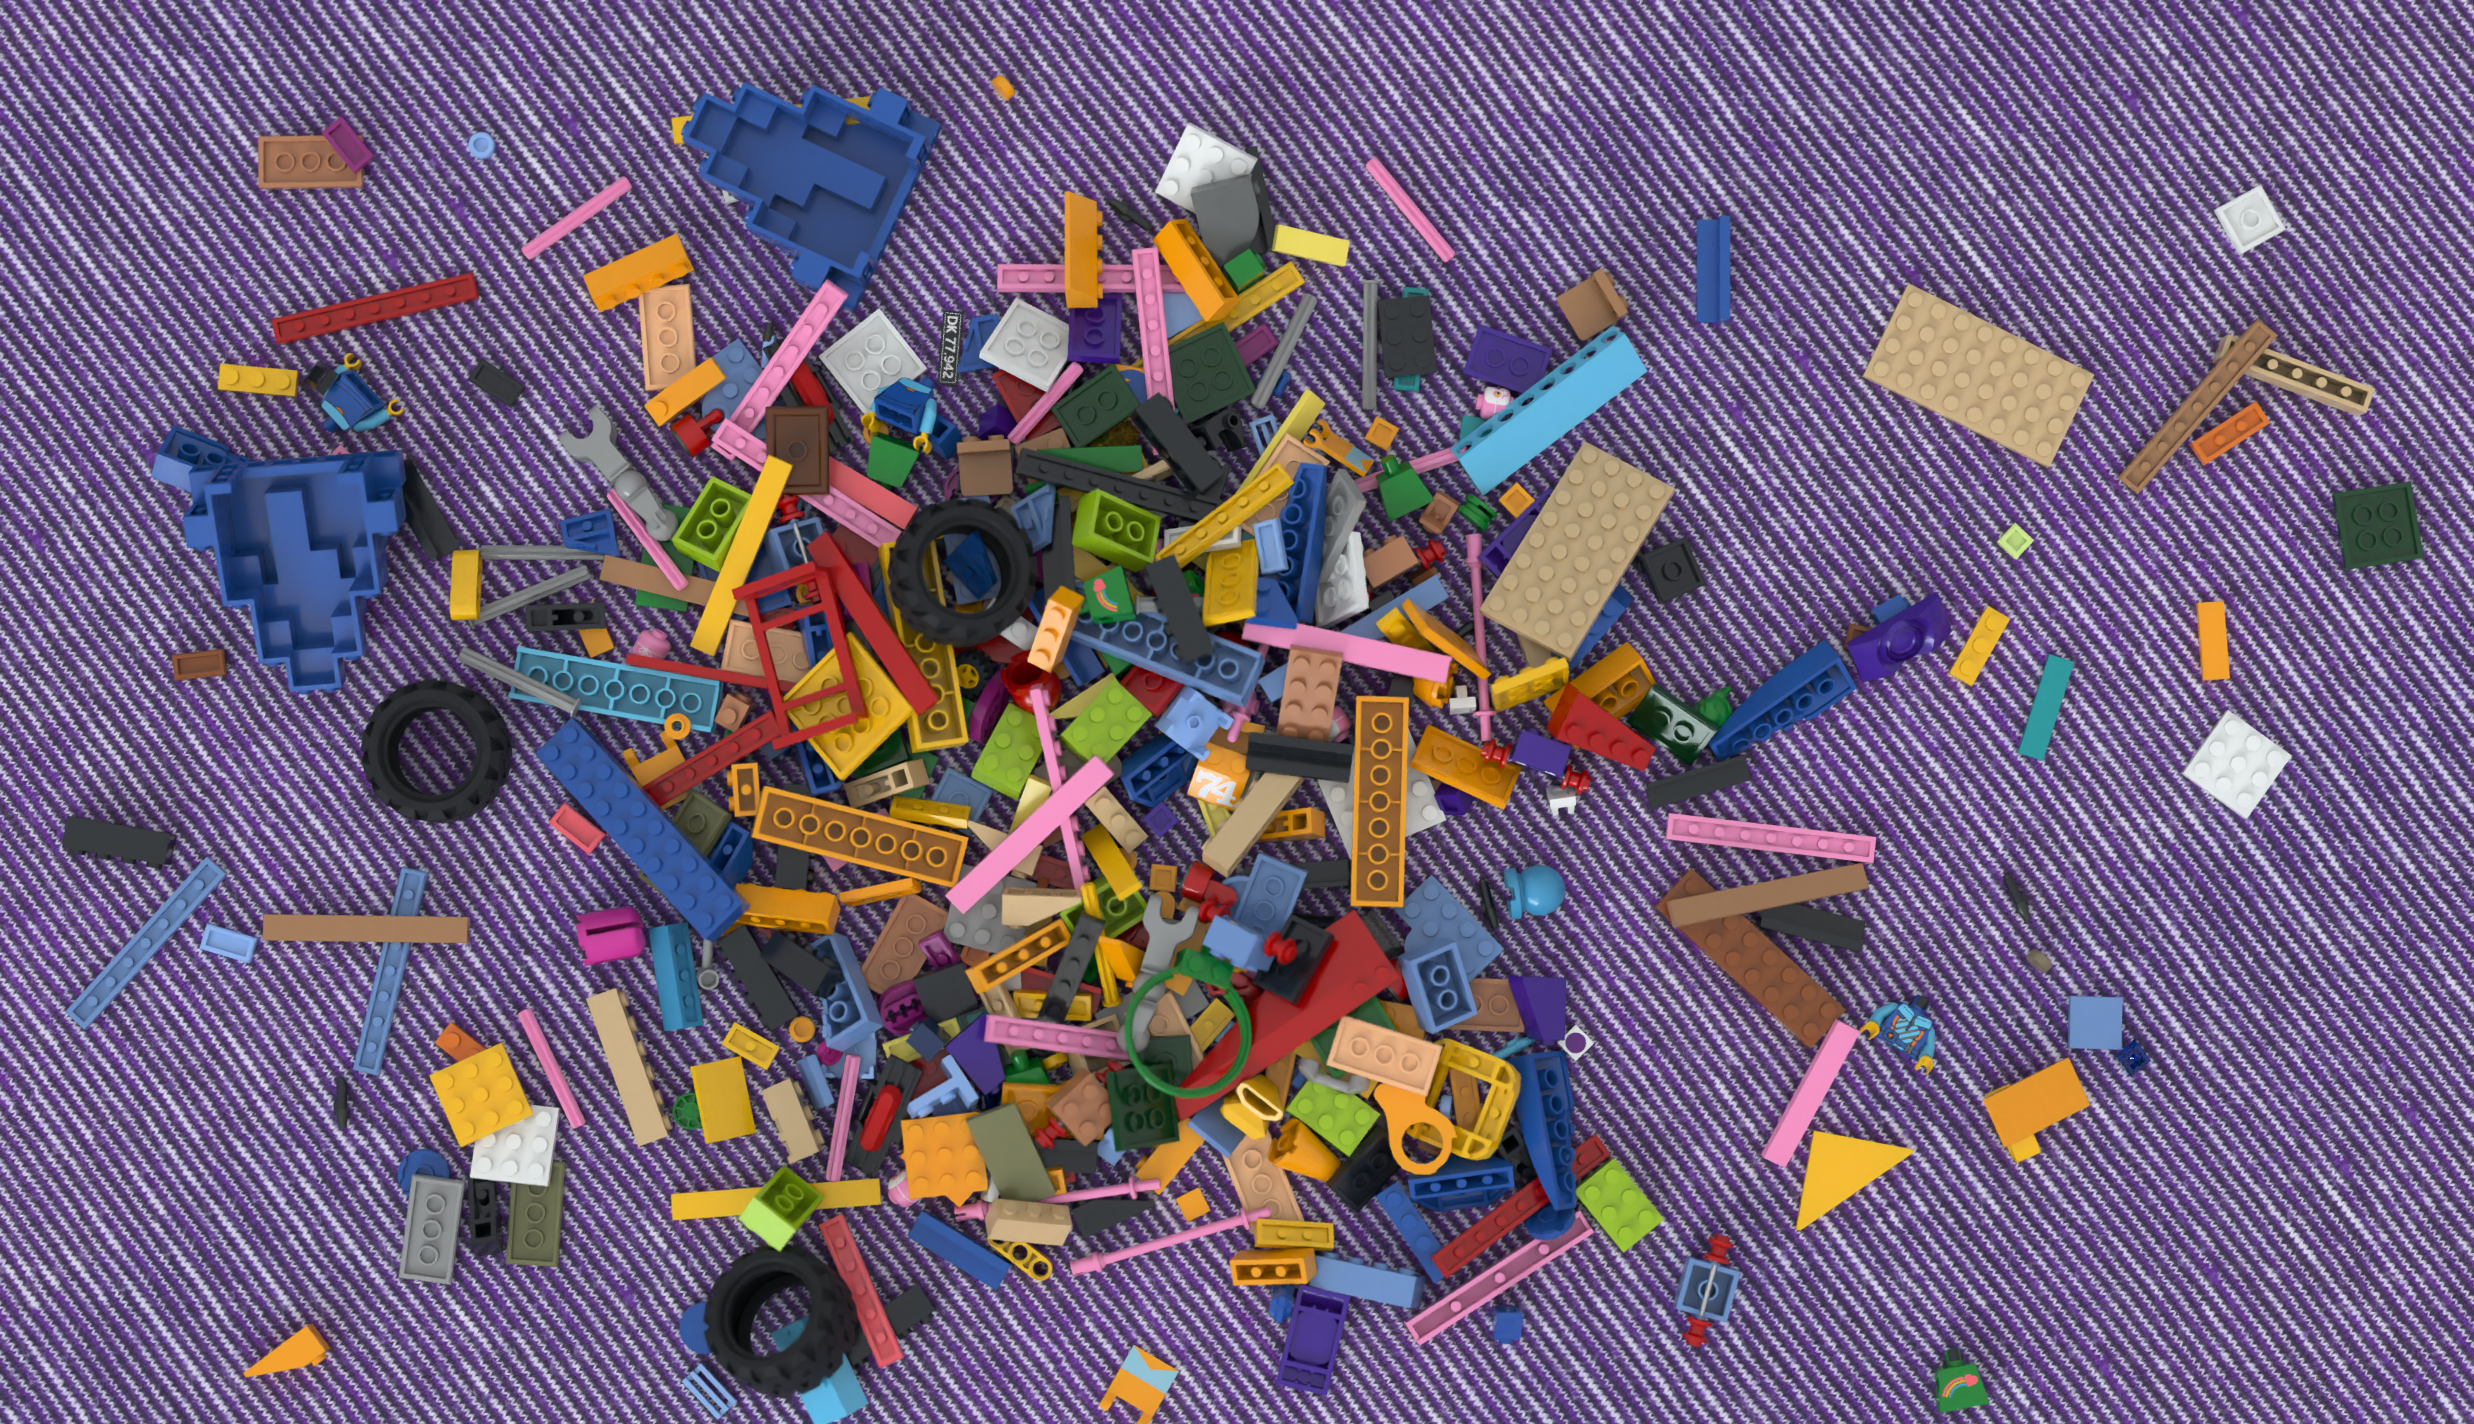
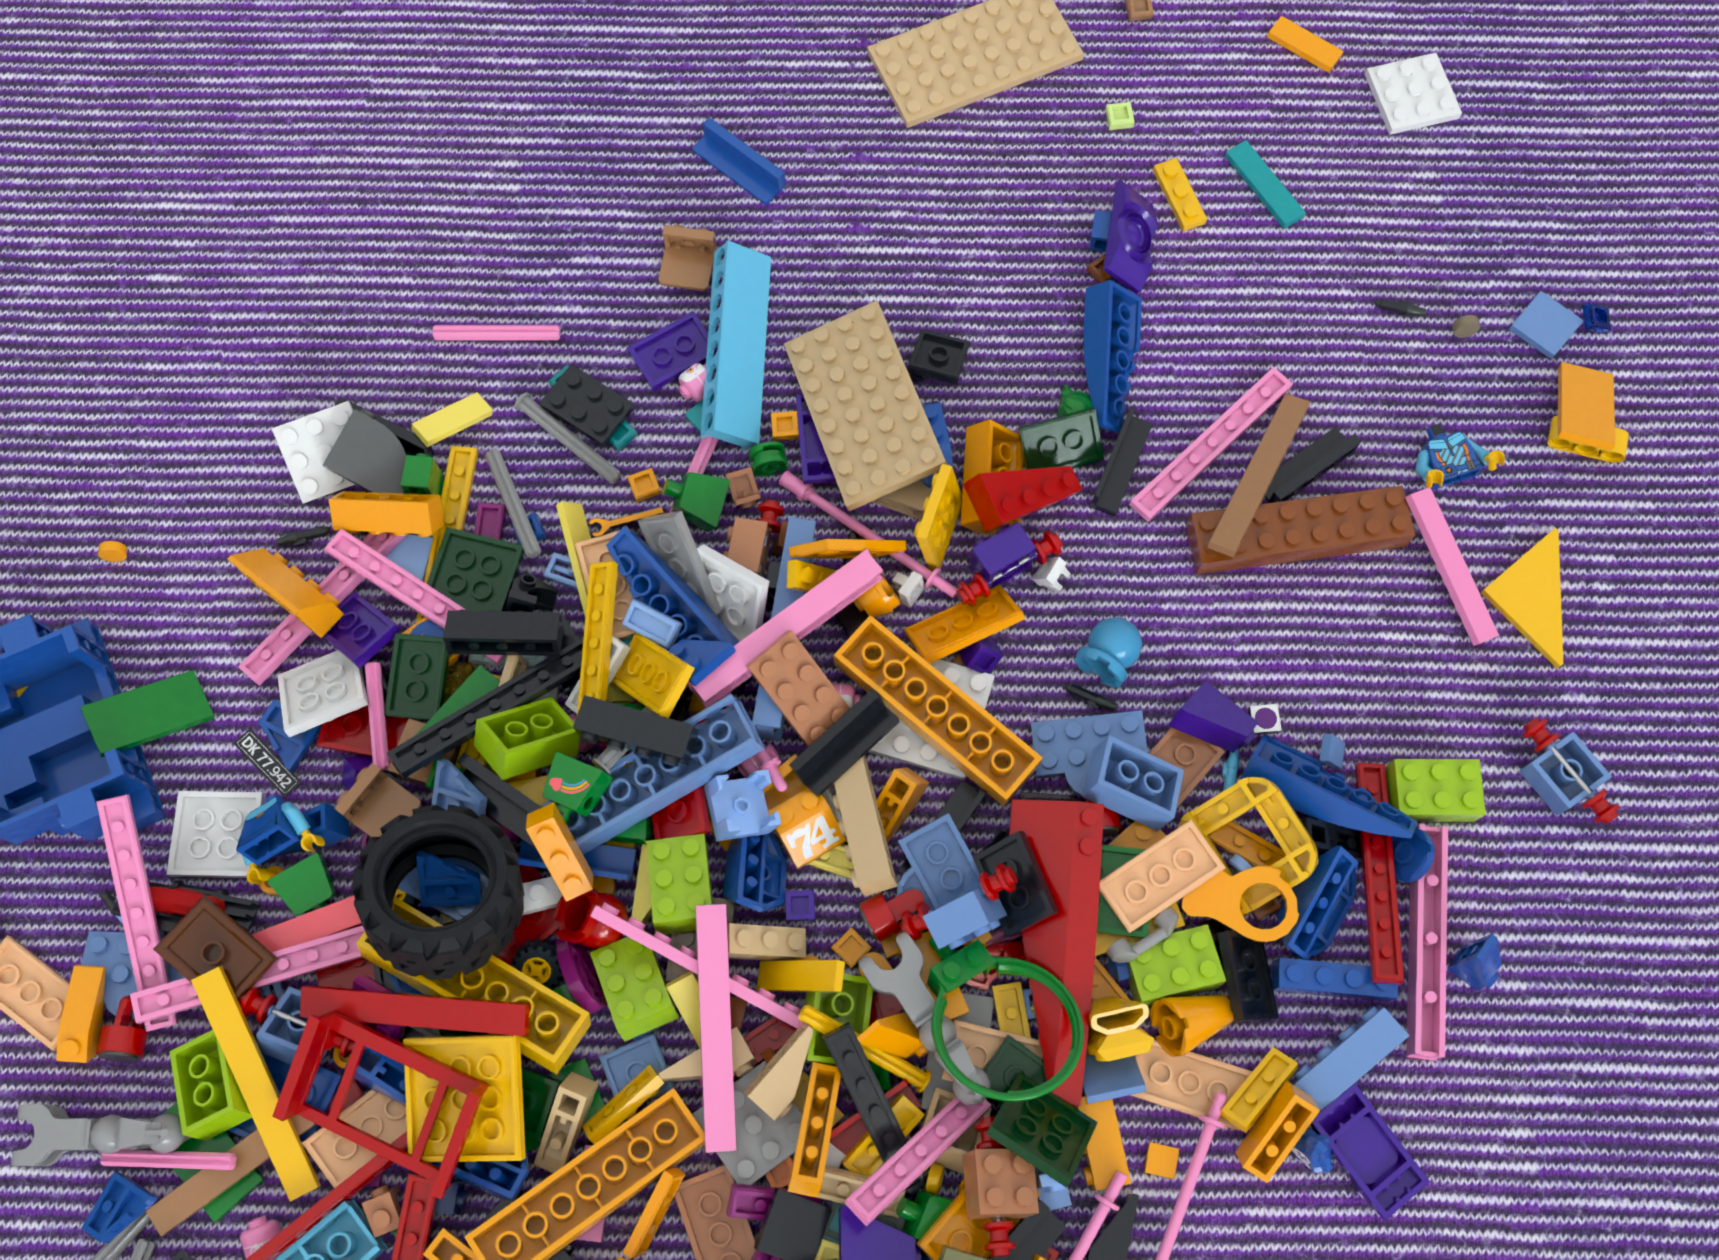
camera: 50 degrees left, 15 degrees down
(912, 235) = (147, 713): none -> green tile
(1588, 1109) = (1332, 751): none -> medium blue tile

